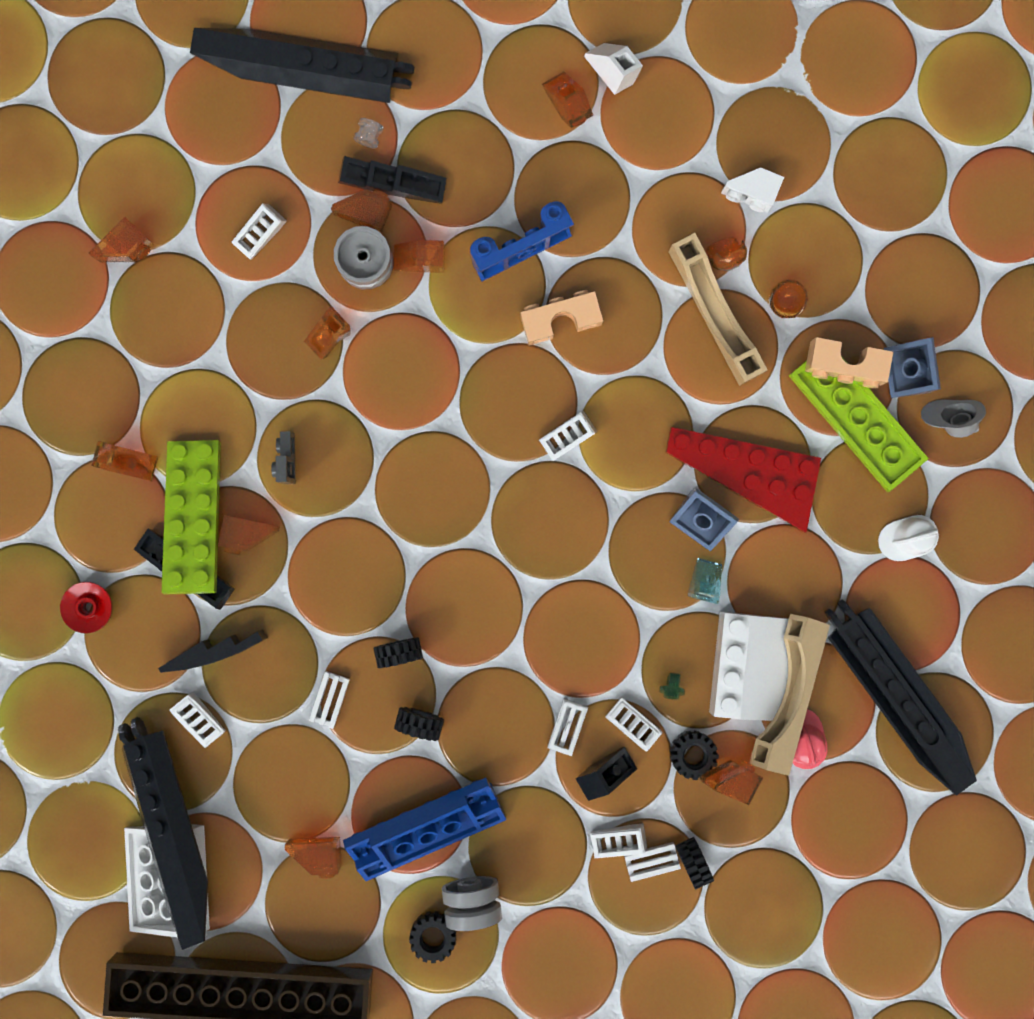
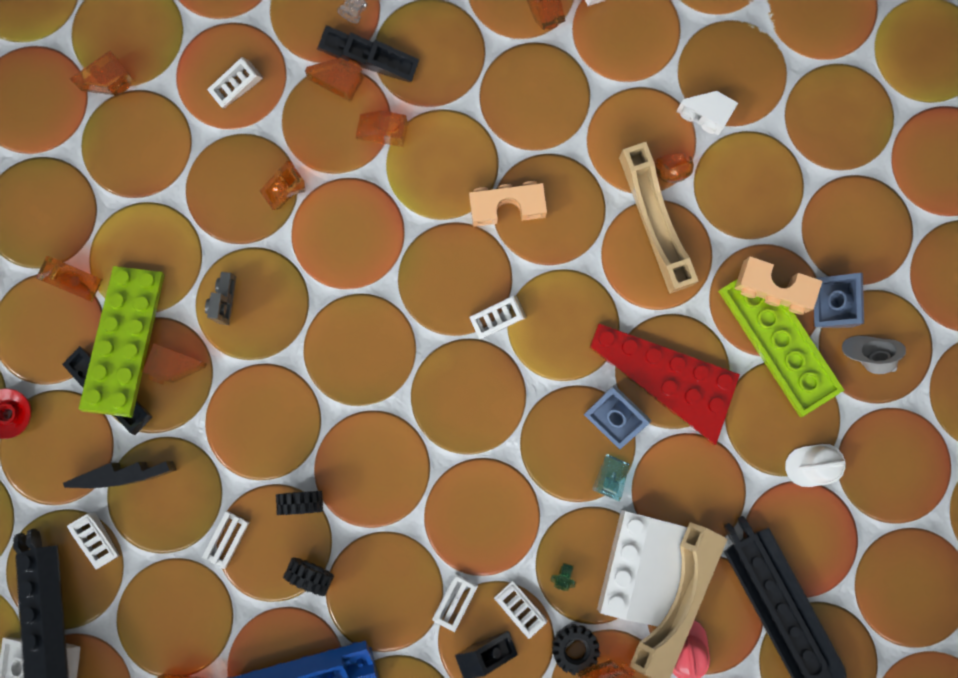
camera: 15 degrees right, 5 degrees down
(354, 246) = (328, 120): light grey wheel -> none
(553, 229) = (511, 122): blue piece -> none
(788, 299) = (727, 217): clear orange hair -> none

